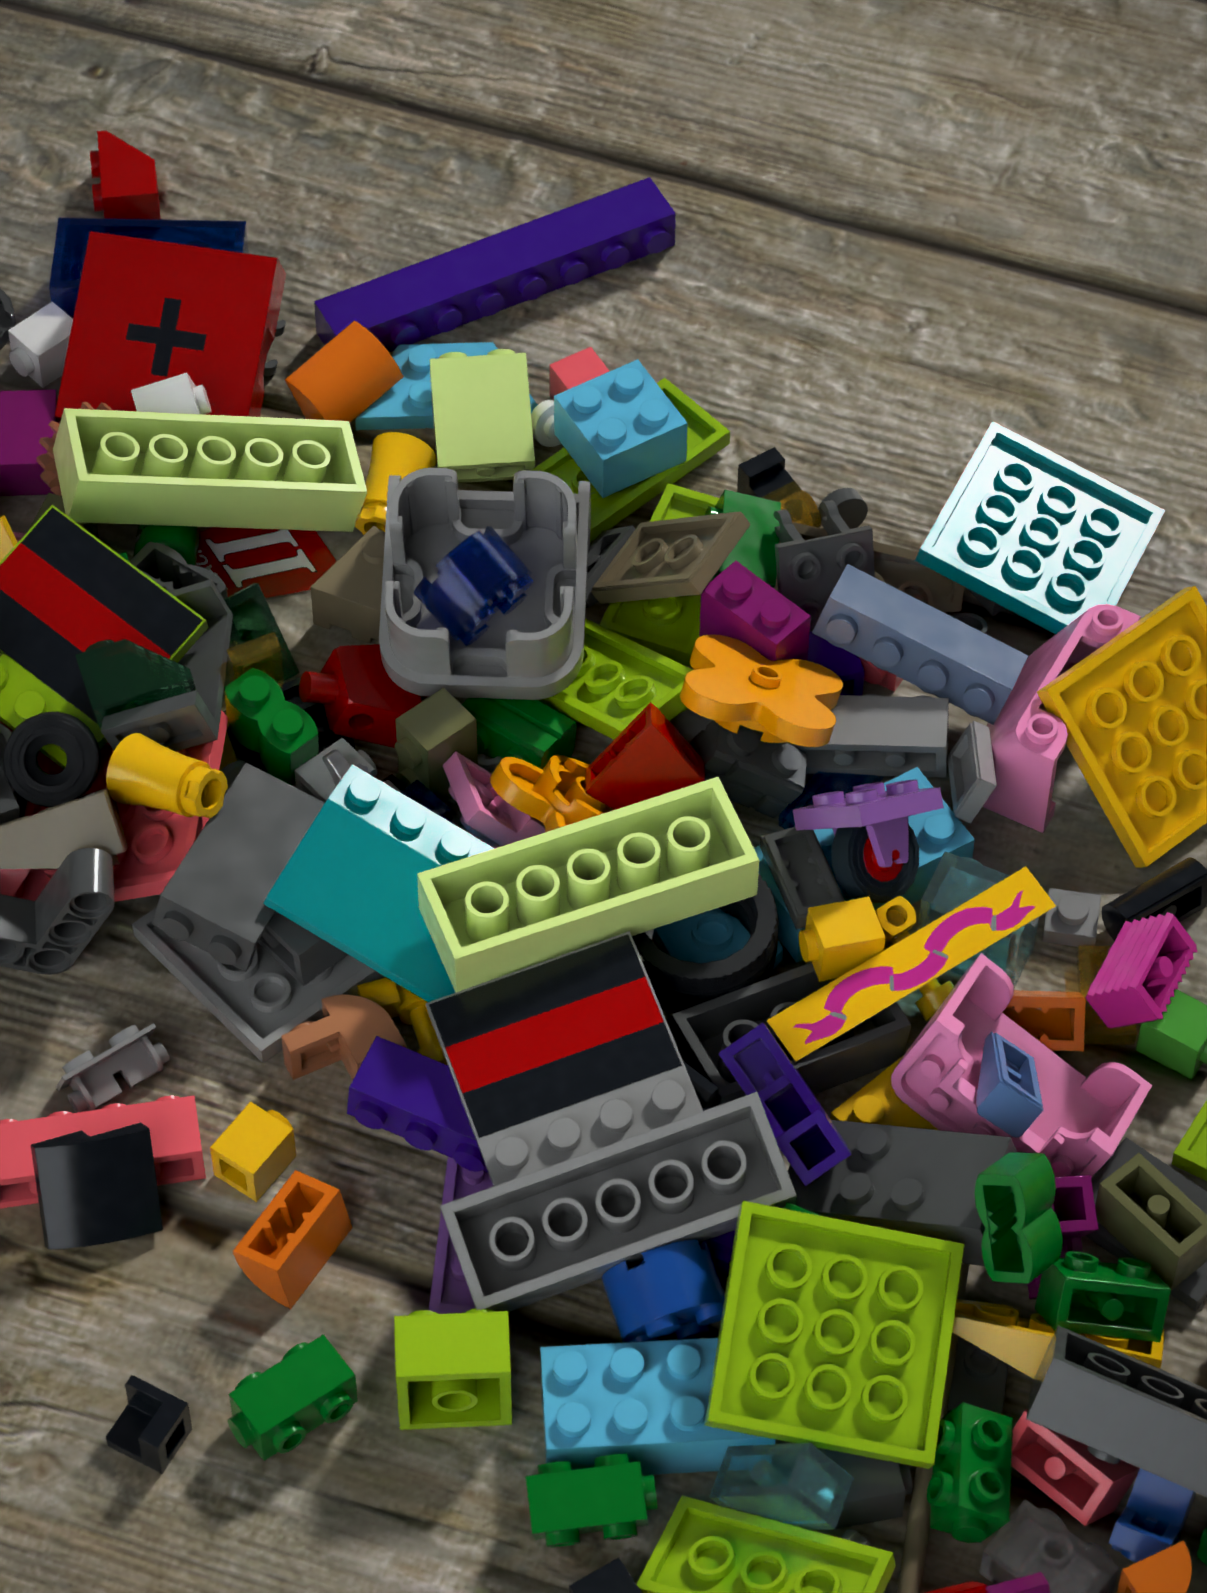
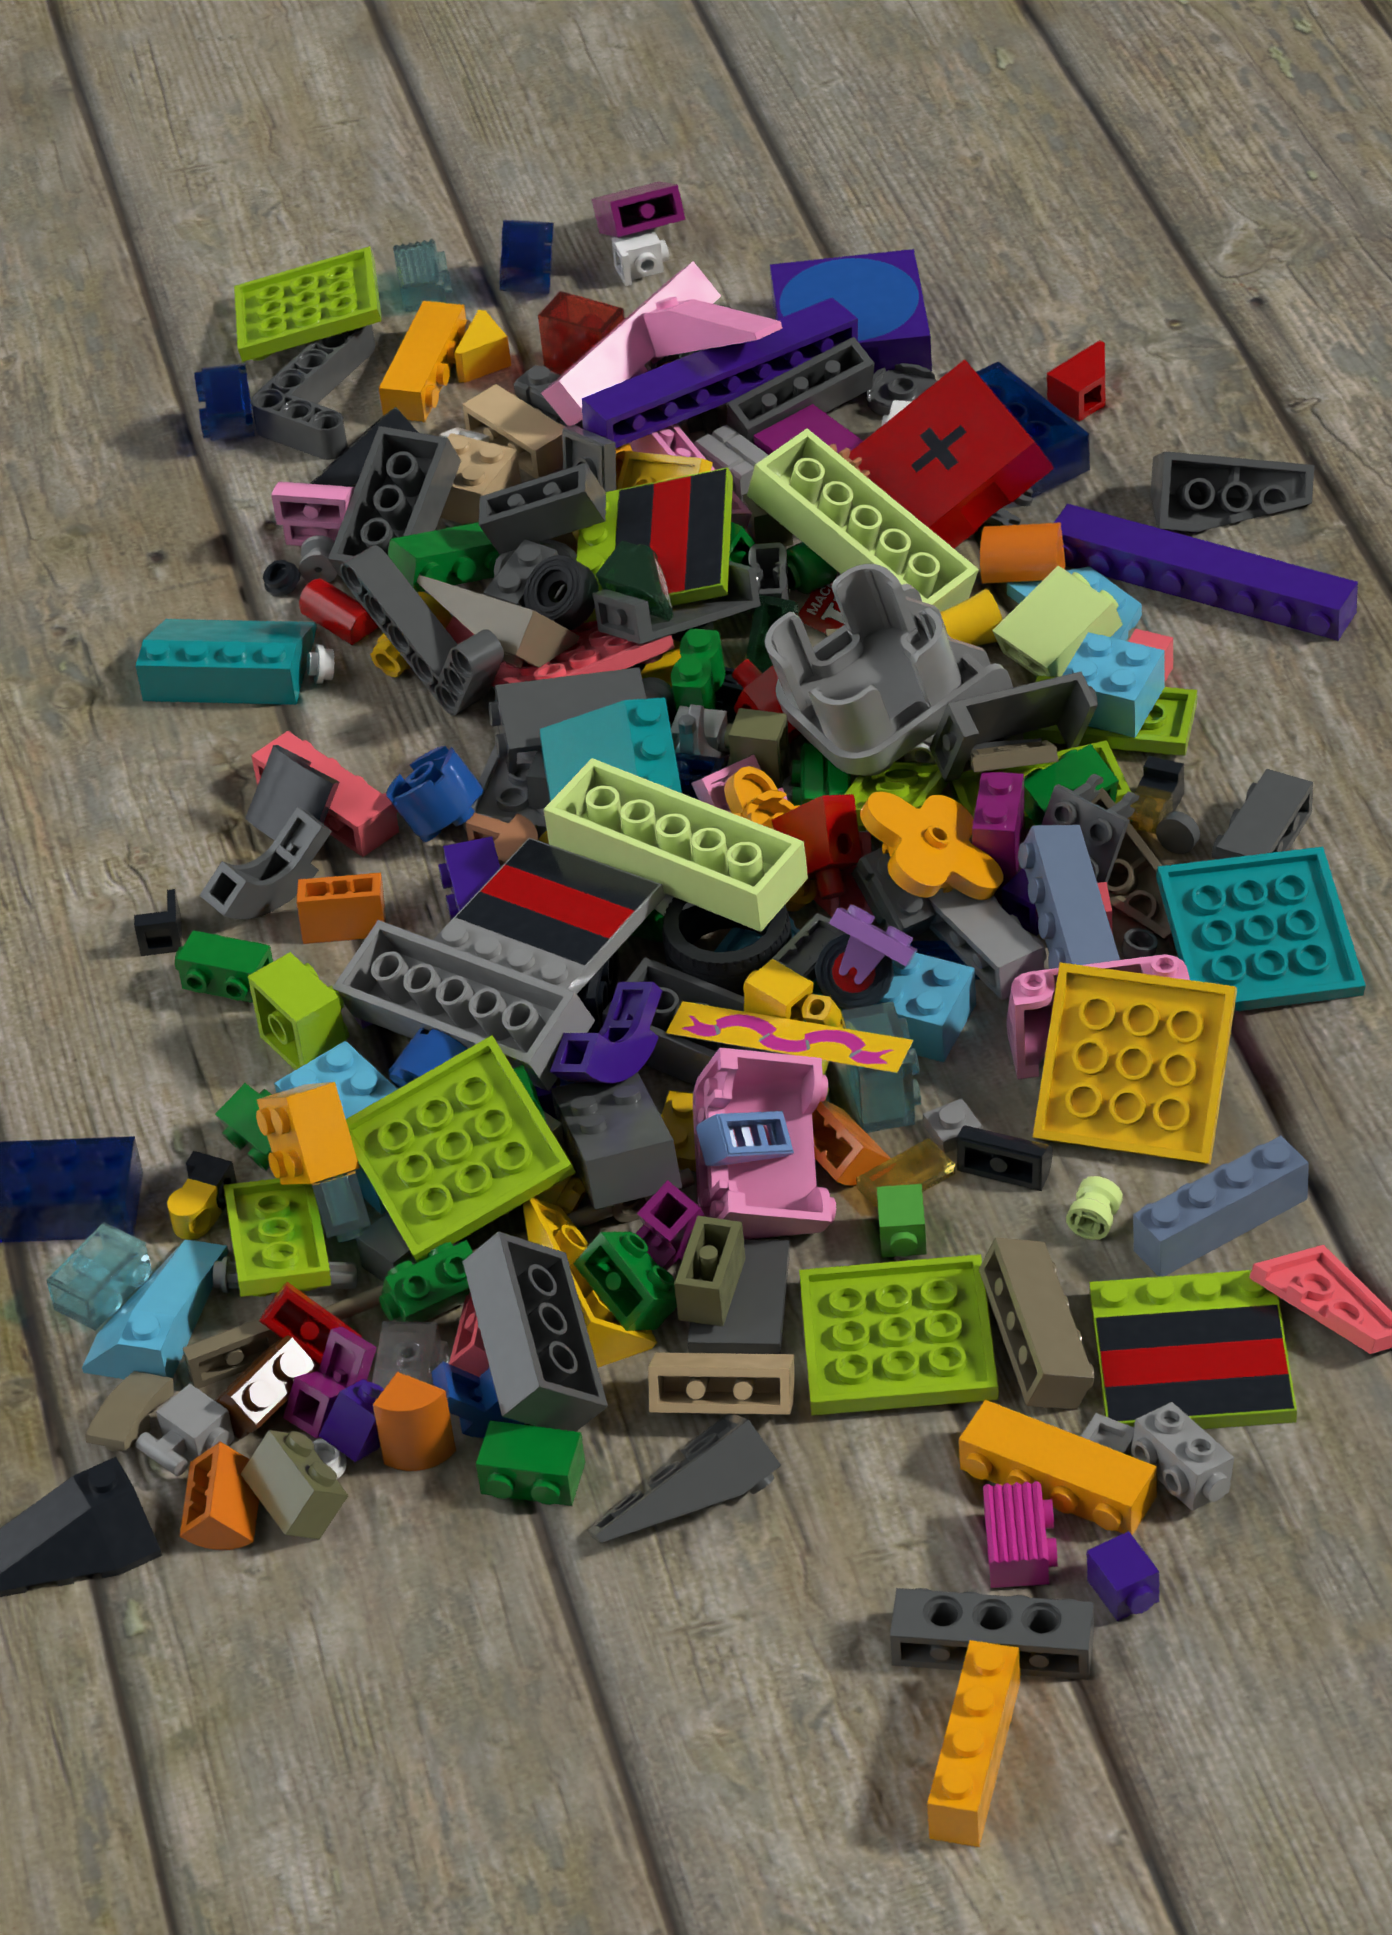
camera: 60 degrees right, 10 degrees down
(93, 1076) = (382, 761): light grey hinge -> none
(163, 779) = (582, 634): yellow plant -> none
(172, 396) = (894, 480): white brick -> none
(178, 1267) = (273, 877): none -> dark grey arch
(222, 1049) = (435, 793): none -> blue brick
(254, 1150) = (392, 854): yellow brick -> none
(259, 653) = (735, 637): clear yellow tile -> none
(393, 194) = (1215, 491): none -> dark grey wedge
(474, 585) = (850, 658): clear blue brick -> none
(615, 568) = (1009, 712): none -> dark grey panel
(692, 1456) = (306, 1134): none -> light orange brick
(897, 449) = (1269, 817): none -> dark grey brick
(971, 771) = (984, 995): light grey tile -> none
(1016, 1208) = (614, 1176): green brick -> none
(1141, 971) = (912, 1160): dark pink brick -> none

